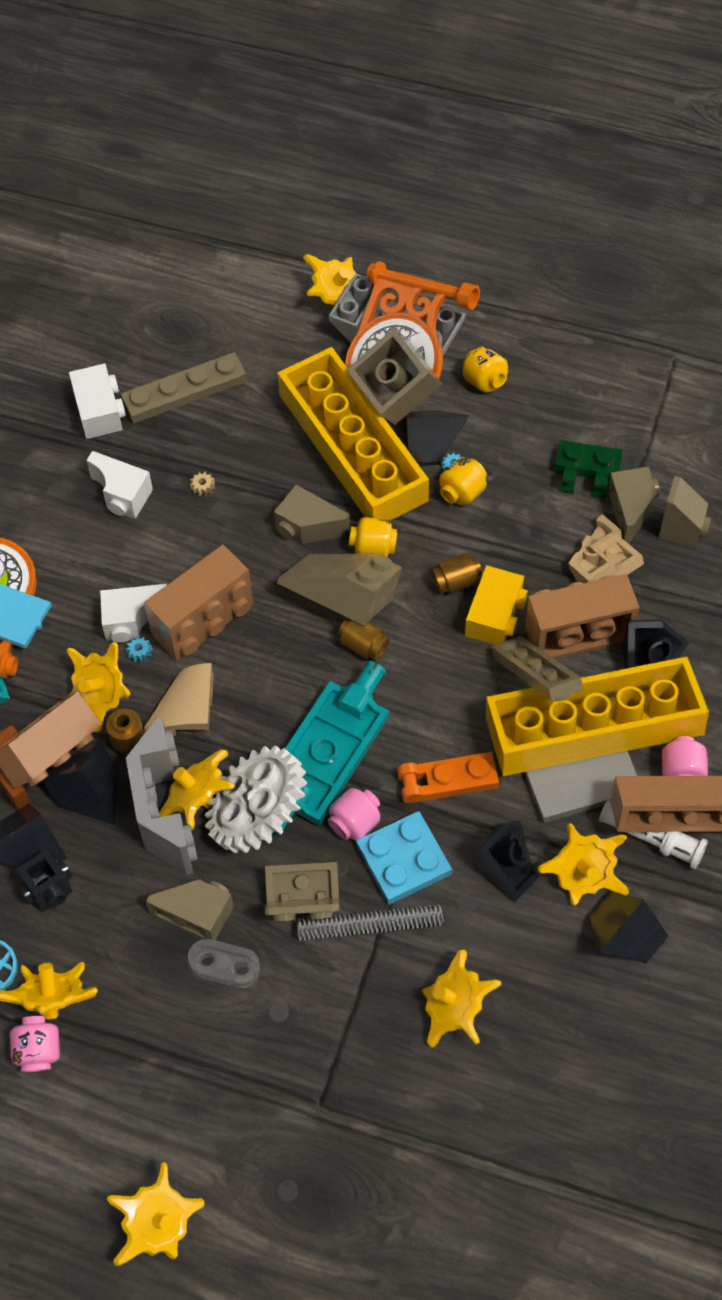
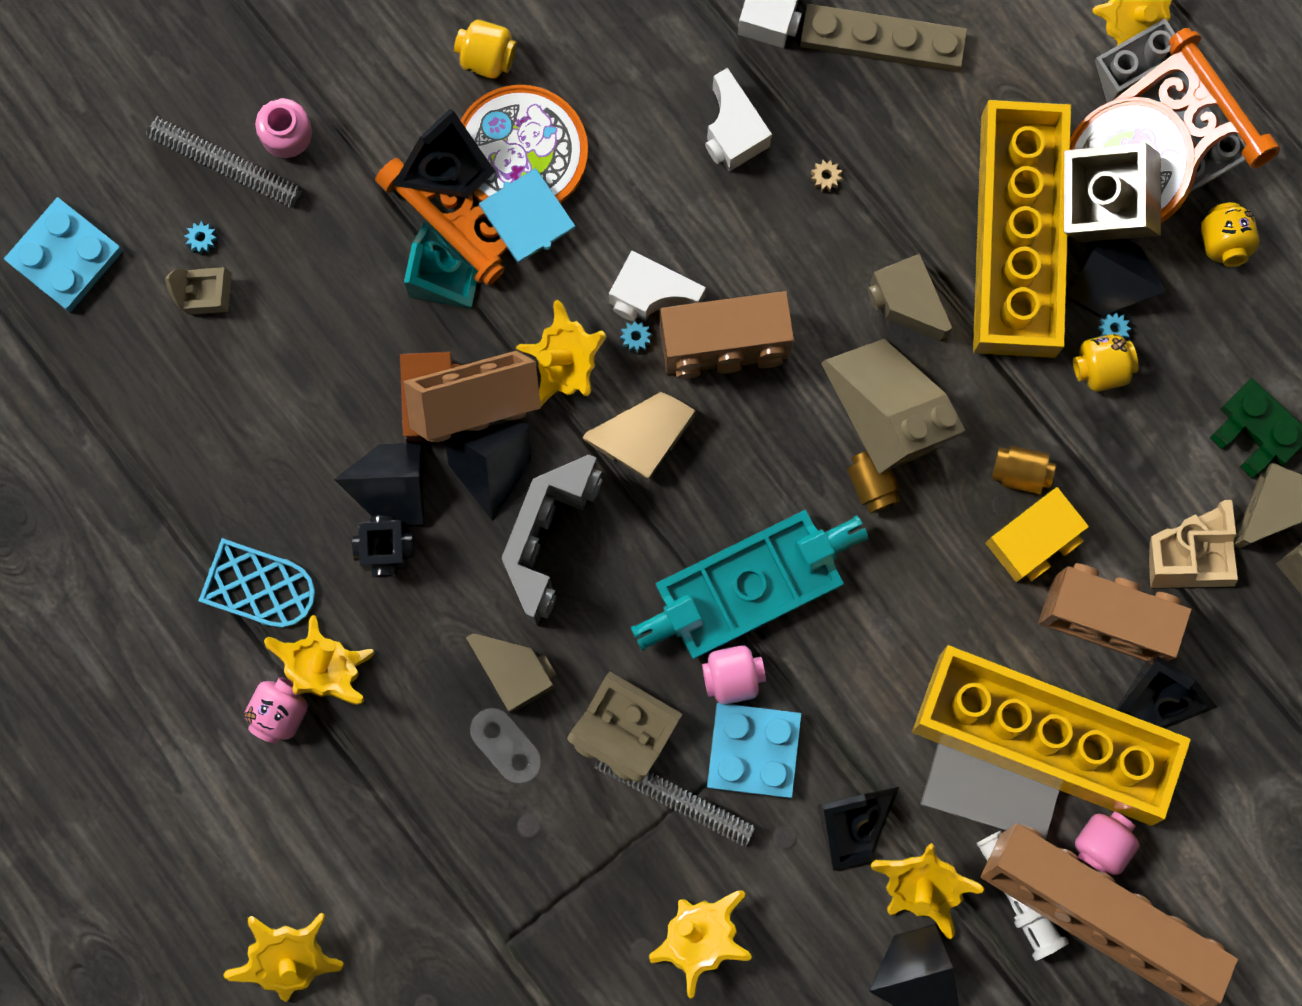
camera: 30 degrees right, 20 degrees up
(124, 730) = (564, 443): pearl gold brick -> none
(196, 787) = (591, 543): yellow piece -> none
(259, 803) = (640, 601): white gear -> none
(373, 537) = (962, 369): yellow head -> none
(448, 777) = (858, 694): orange plate -> none
(537, 668) = (1022, 648): dark tan plate -> none

